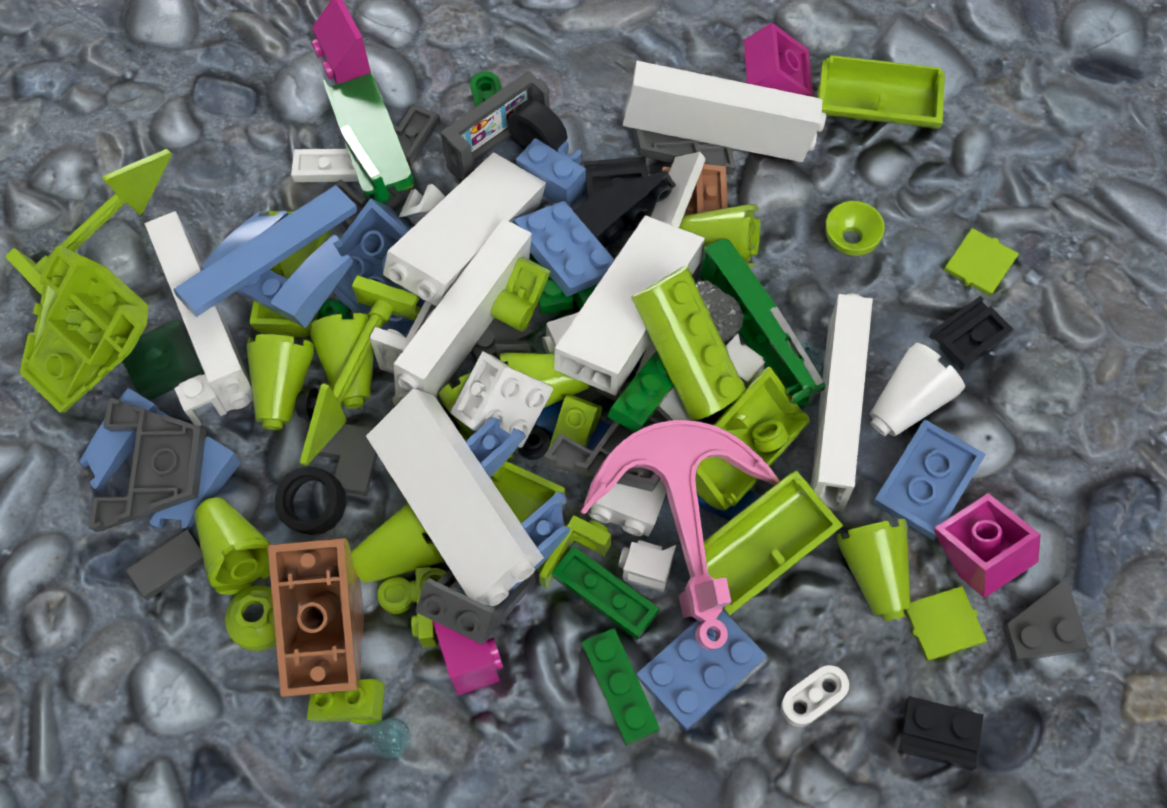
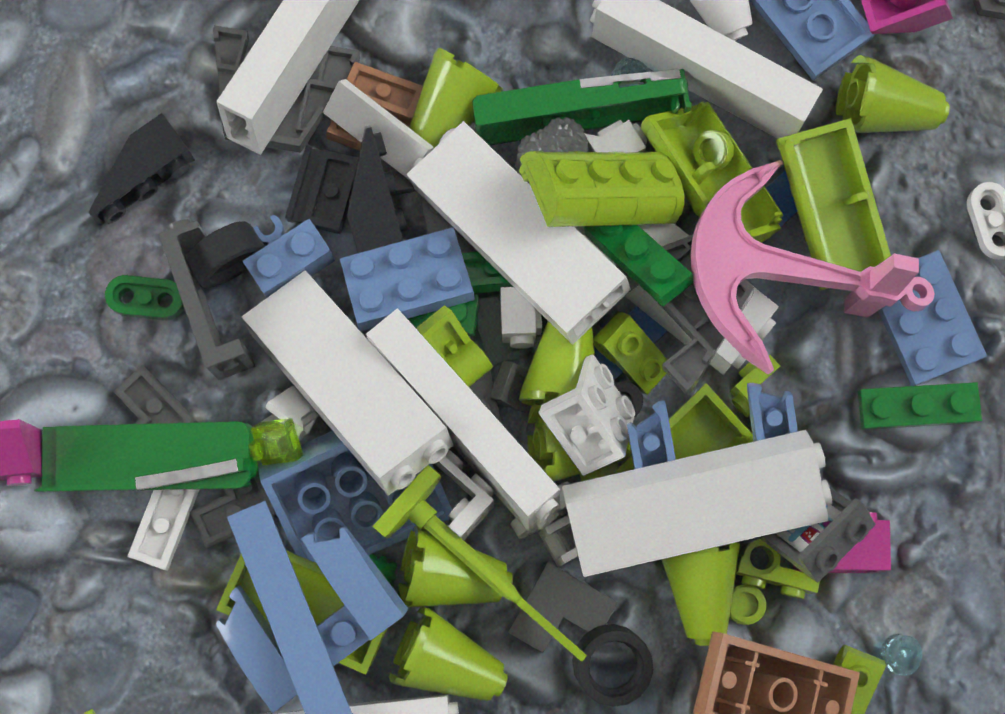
camera: 75 degrees left, 15 degrees up
(306, 403) = (488, 633): black plate -> none
(403, 200) = (275, 442): none -> clear neon green tile
(585, 63) = (143, 164): none -> black slope
(605, 592) = (829, 378): green plate -> none
(647, 564) = (806, 329): white window -> none
(945, 624) = (959, 66): lime piece -> none

